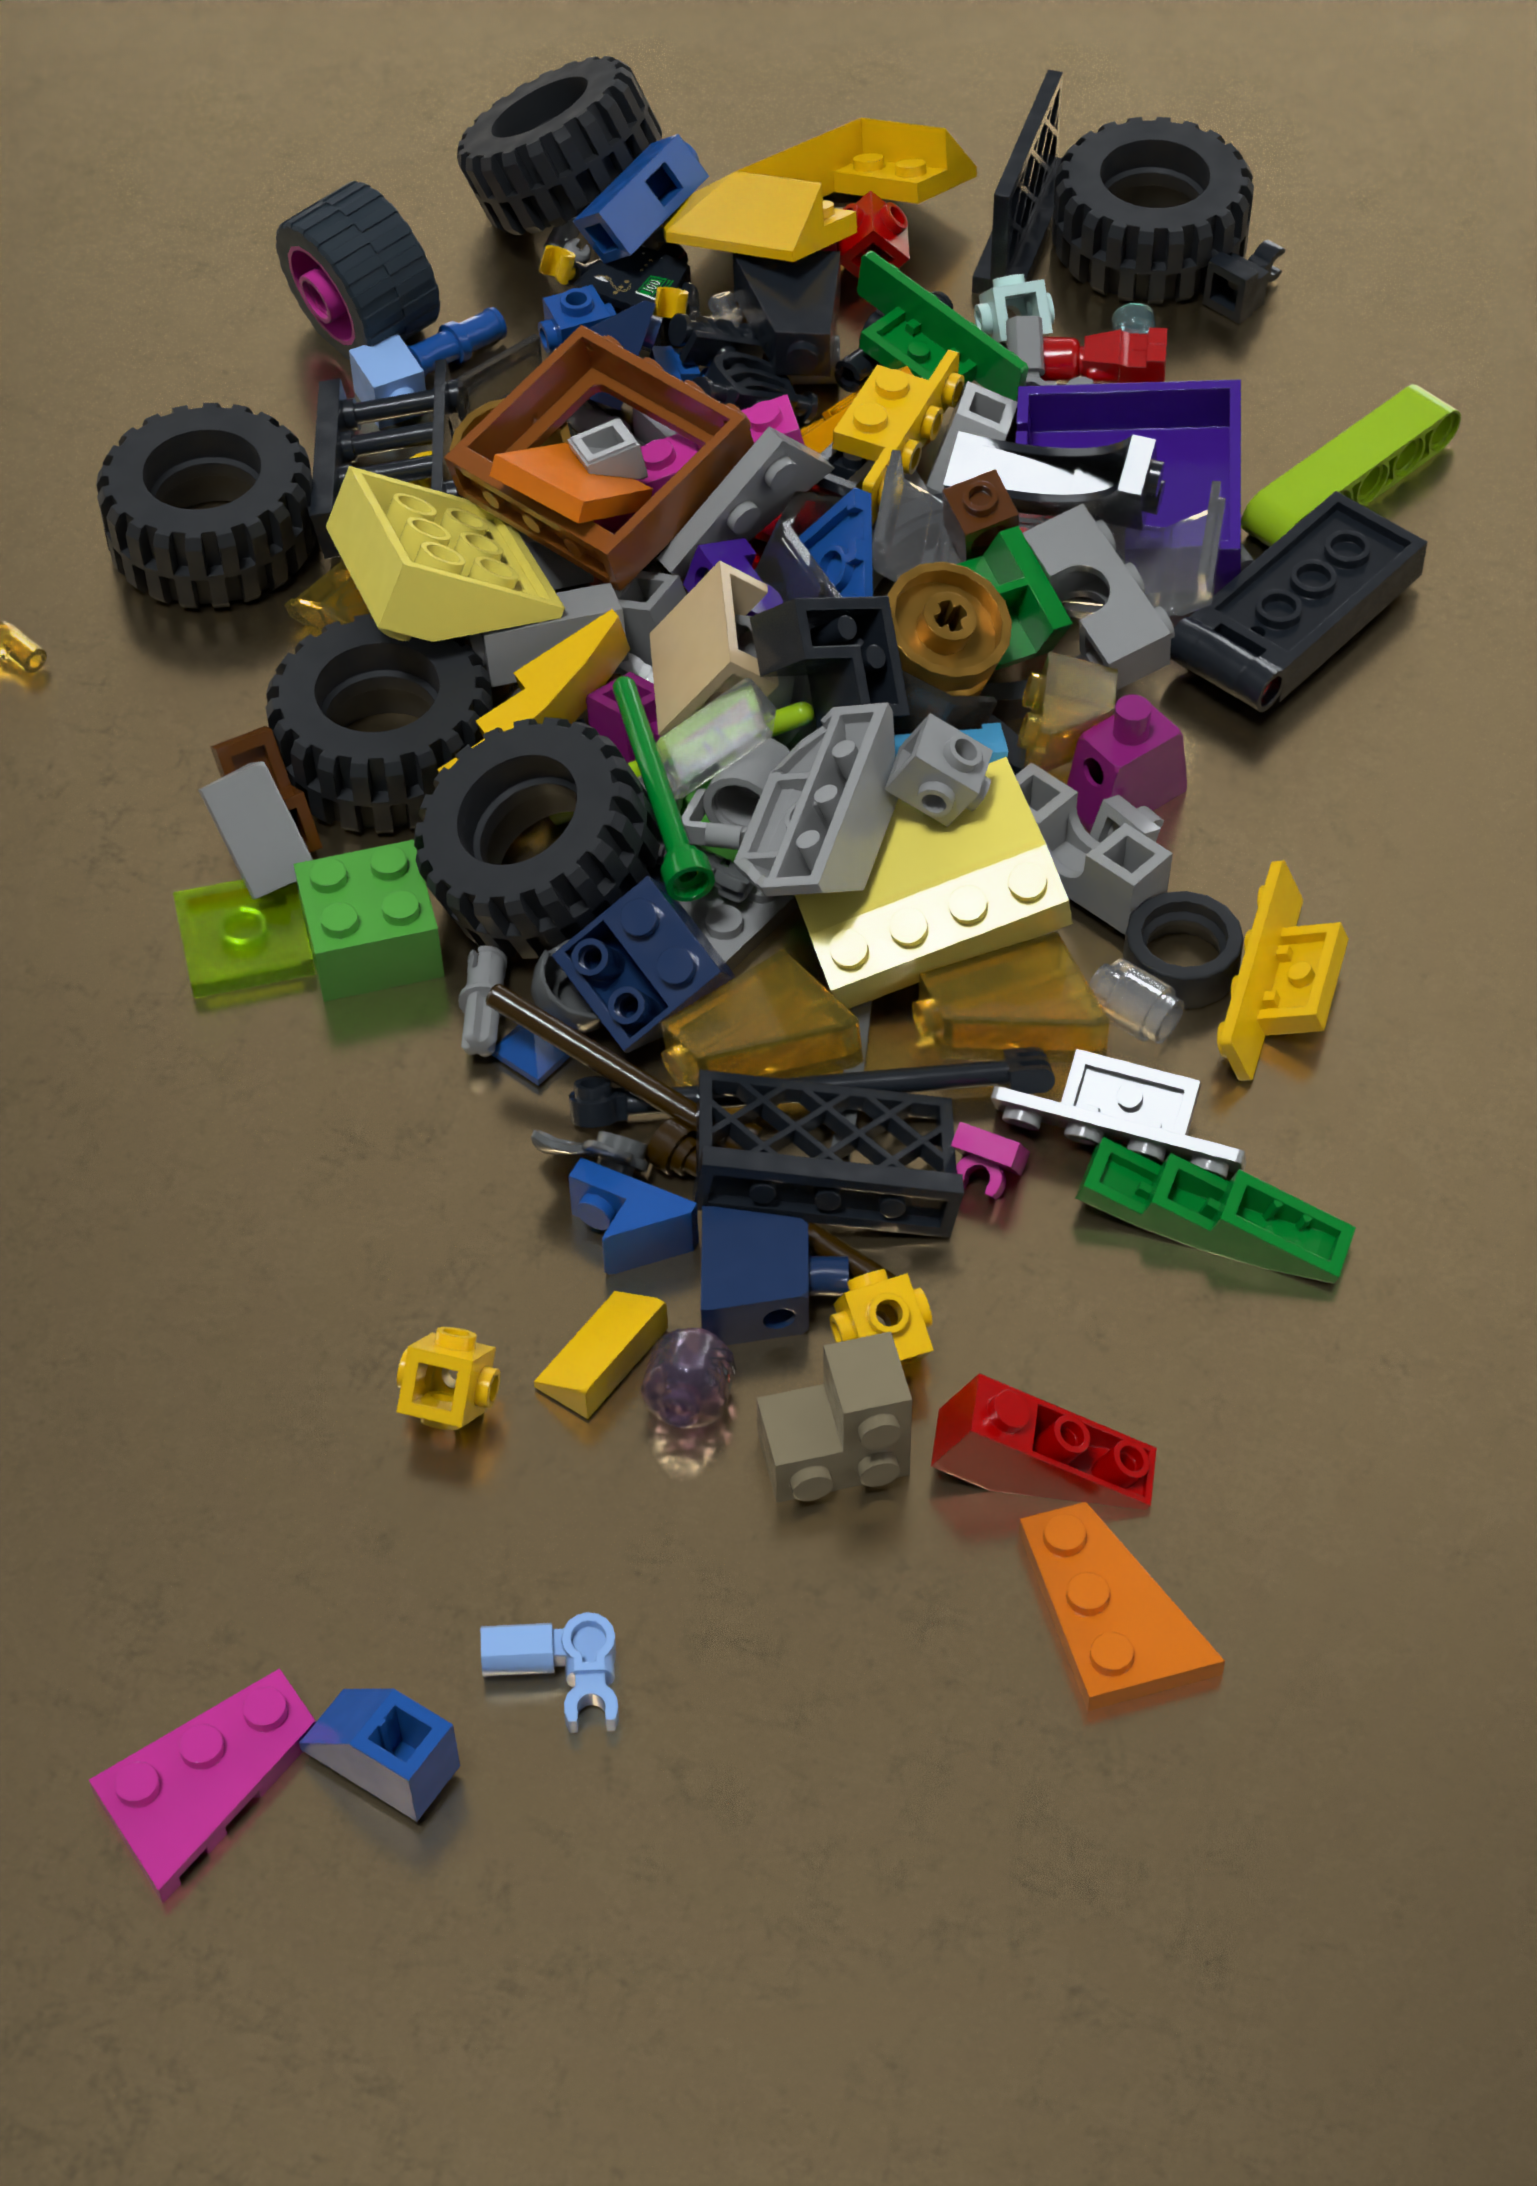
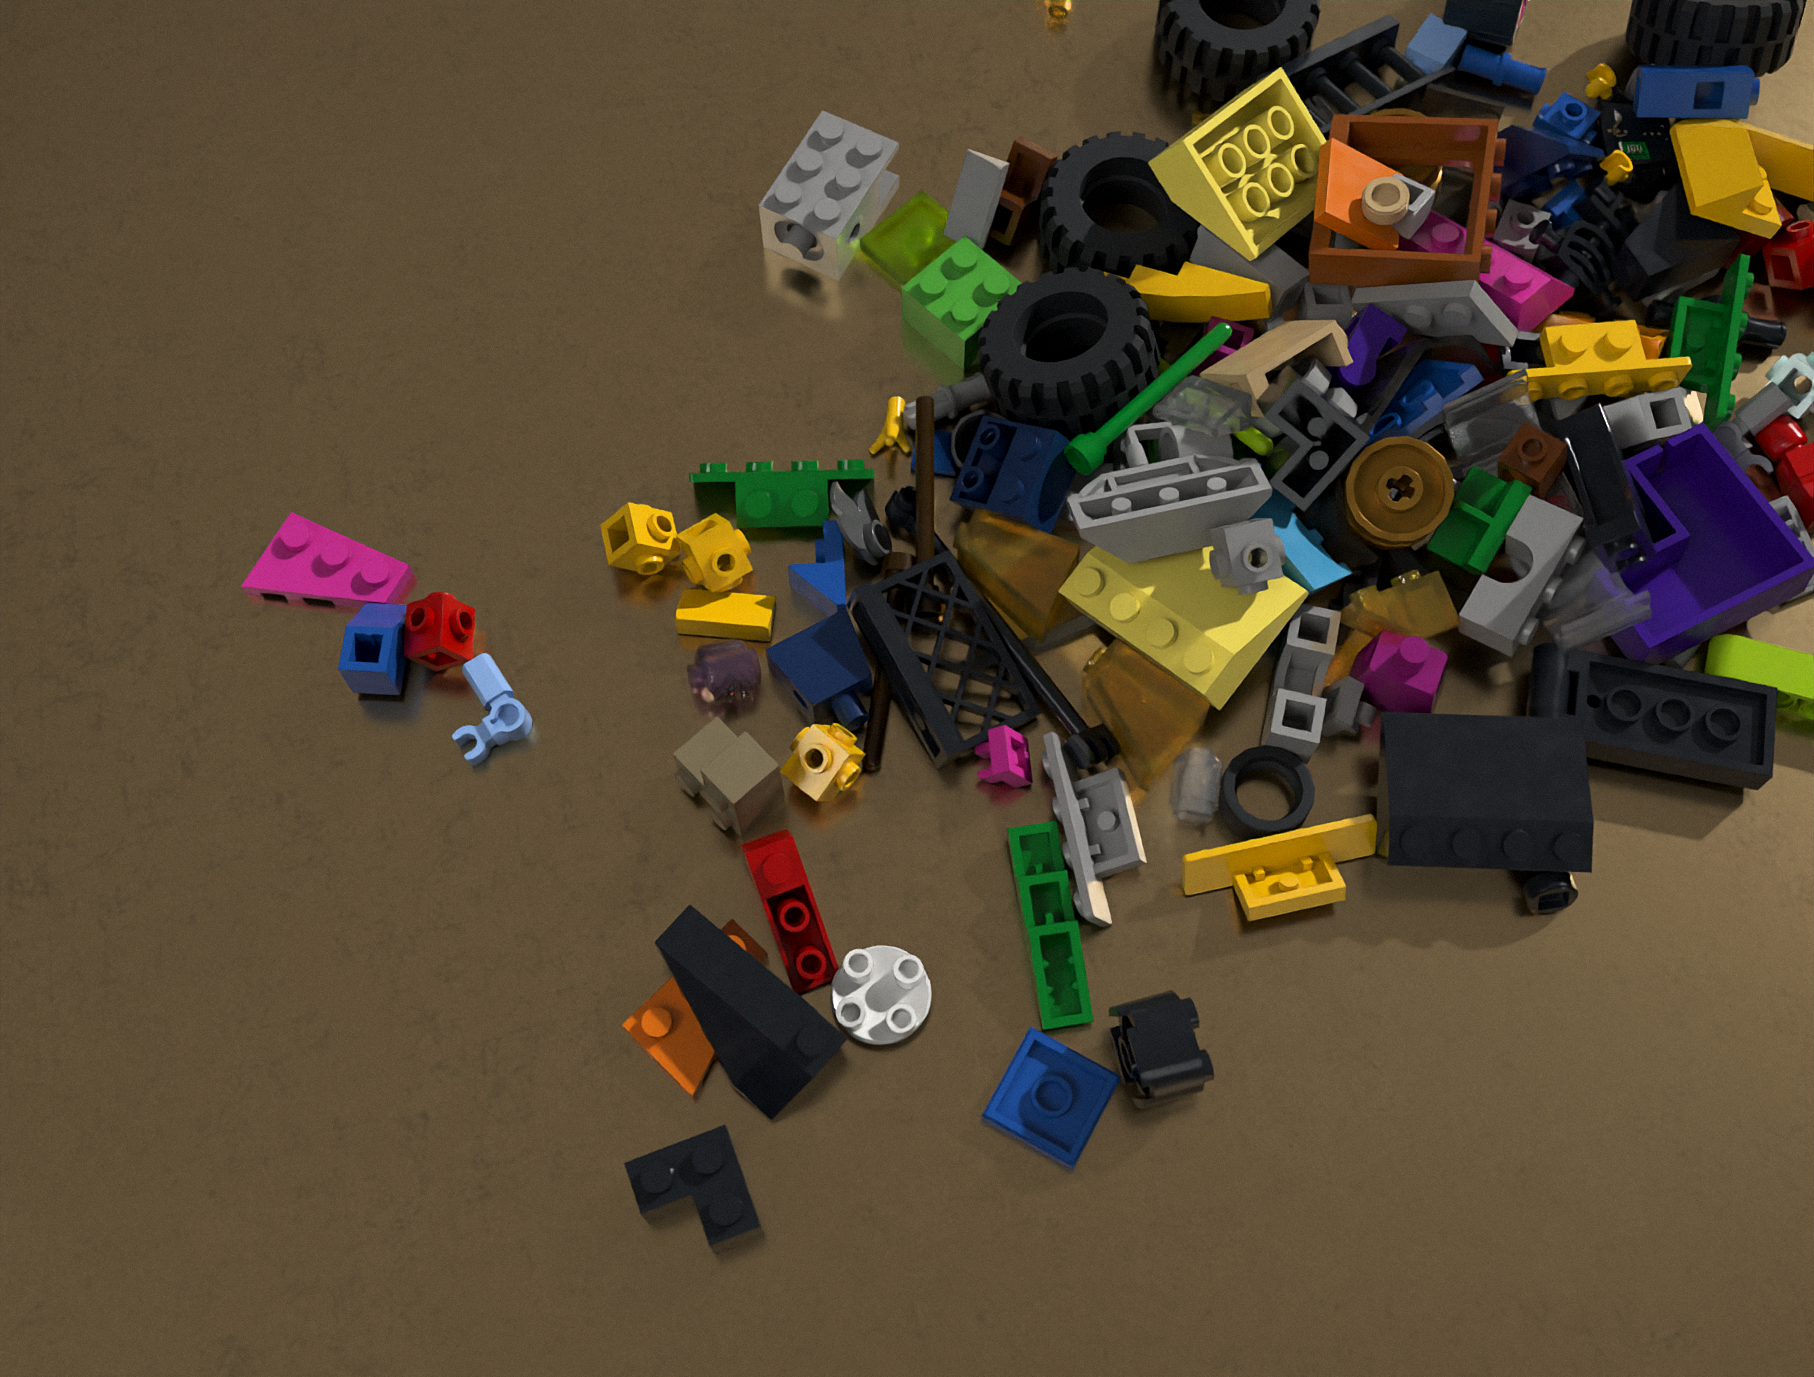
camera: 60 degrees right, 15 degrees up
(116, 974) = (829, 195): none -> light grey torso
(416, 1656) = (439, 631): none -> red brick
(472, 1071) = (893, 427): none -> yellow bar
(485, 1220) = (781, 496): none -> green bracket
(524, 1310) = (715, 554): none -> yellow brick
(605, 454) = (1385, 200): none -> tan tile
(1185, 1534) = (752, 1019): none -> black wedge
(1205, 1412) = (880, 994): none -> white dish
(1307, 761) = (1483, 792): none -> black slope
(1354, 1680) = (700, 1174): none -> black brick
(1421, 1312) = (1051, 1098): none -> blue tile
(1434, 1165) = (1160, 1048): none -> black brick
(1437, 775) = (1550, 891): none -> black tile

